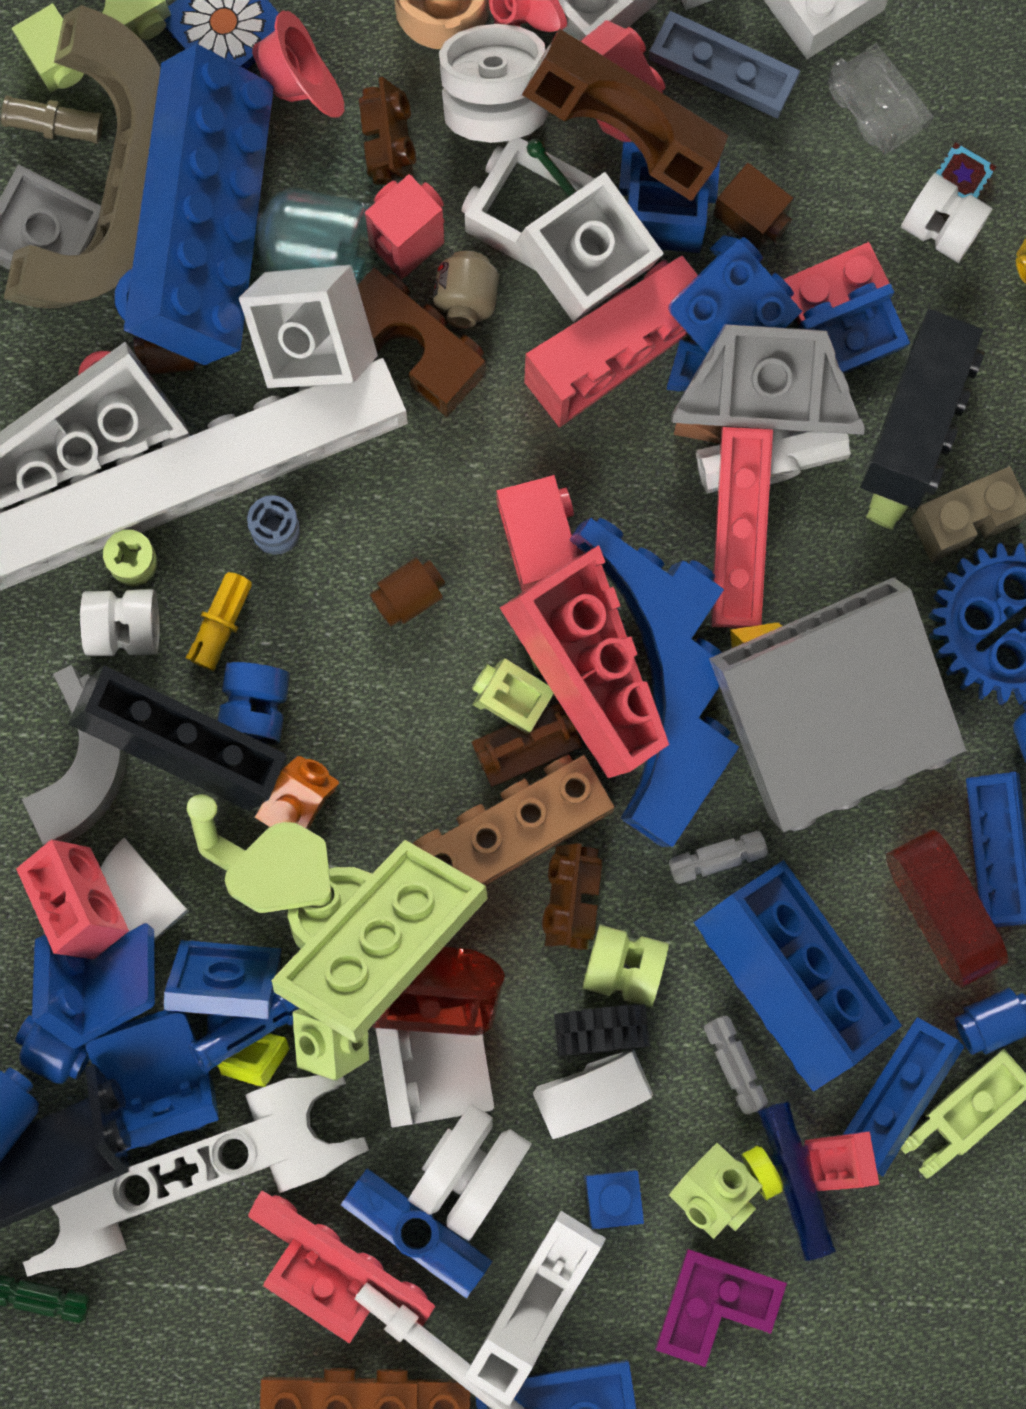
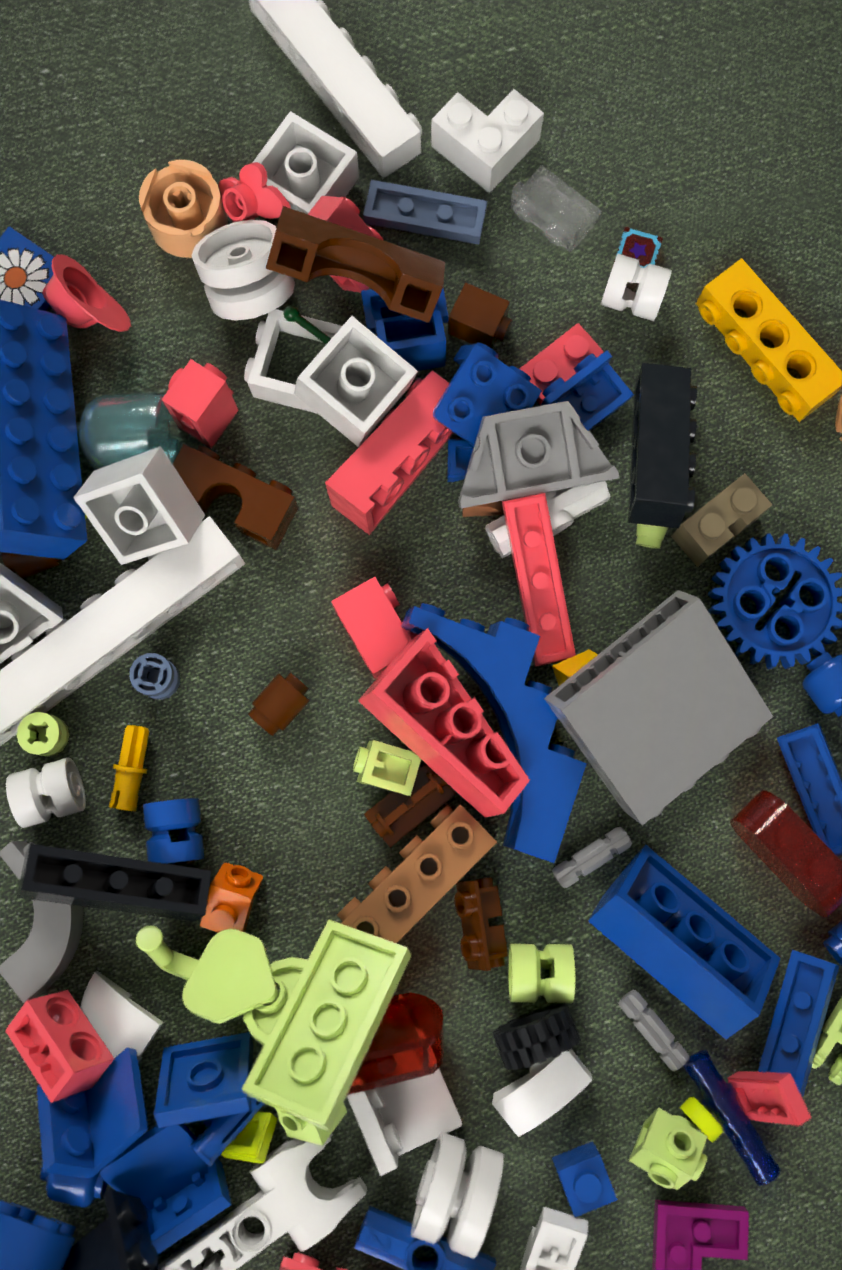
camera: 10 degrees left, 0 degrees up
(386, 112) = (164, 318): reddish brown hinge -> none
(466, 289) = (264, 442): dark tan head -> none

